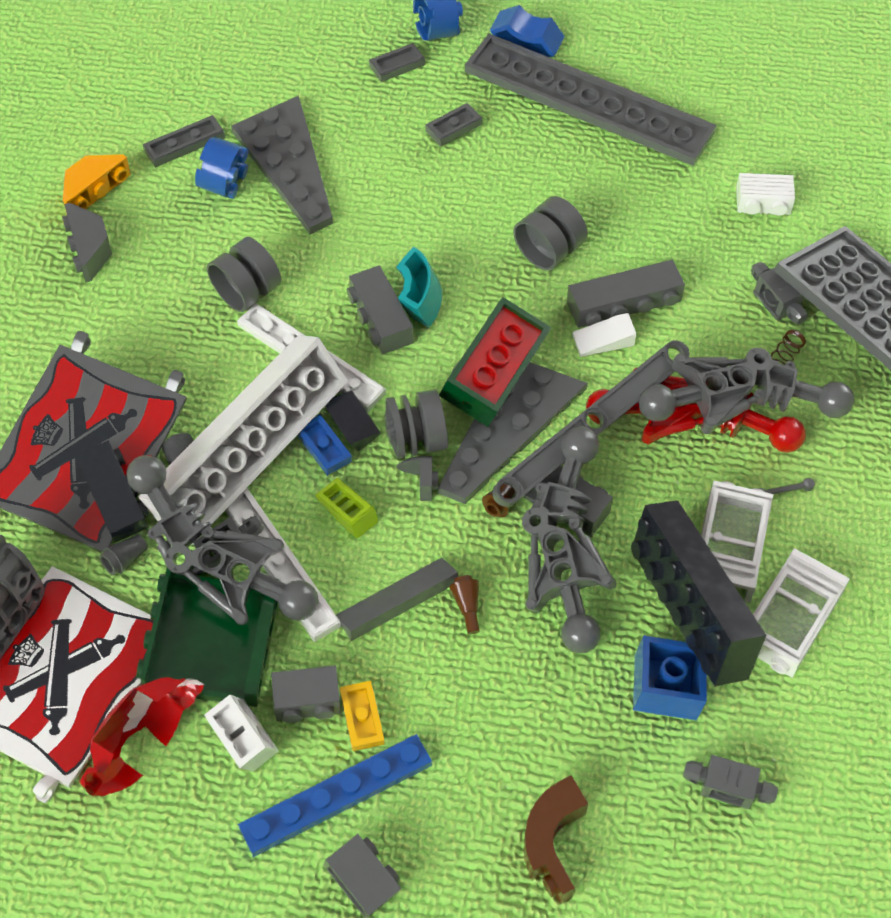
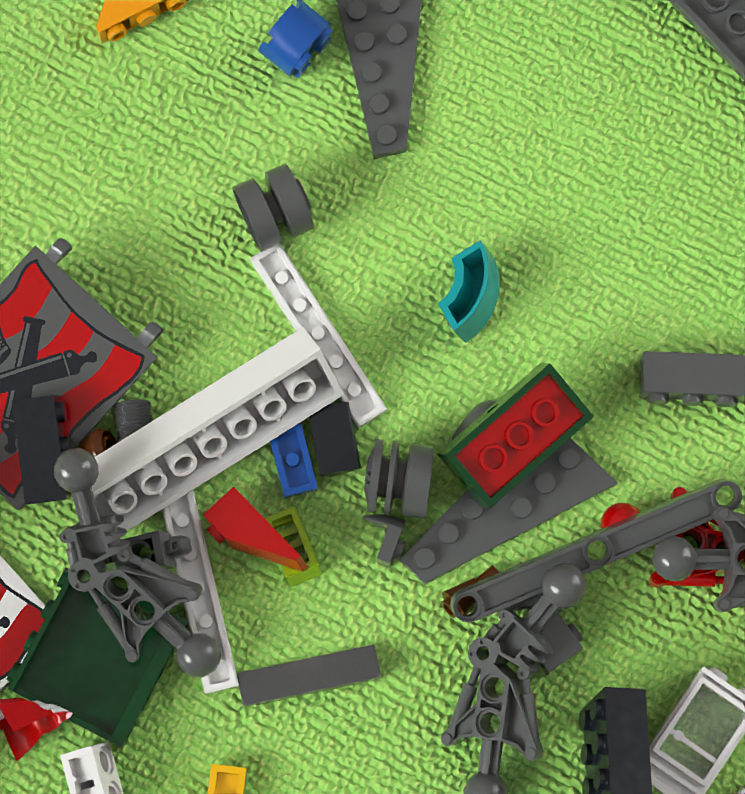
camera: 20 degrees right, 20 degrees up
(88, 239) = (111, 88): dark grey slope -> none
(121, 555) = (35, 522): dark grey cone -> none
(305, 694) = (174, 758): dark grey brick -> none
(310, 500) = (249, 532): none -> red slope
(380, 310) = (415, 302): dark grey brick -> none
(453, 124) = (601, 57): dark grey plate -> none
(466, 592) = (382, 702): reddish brown cone -> none
(550, 233) = (656, 267): dark grey wheel -> none
(605, 335) = (663, 424): white slope -> none

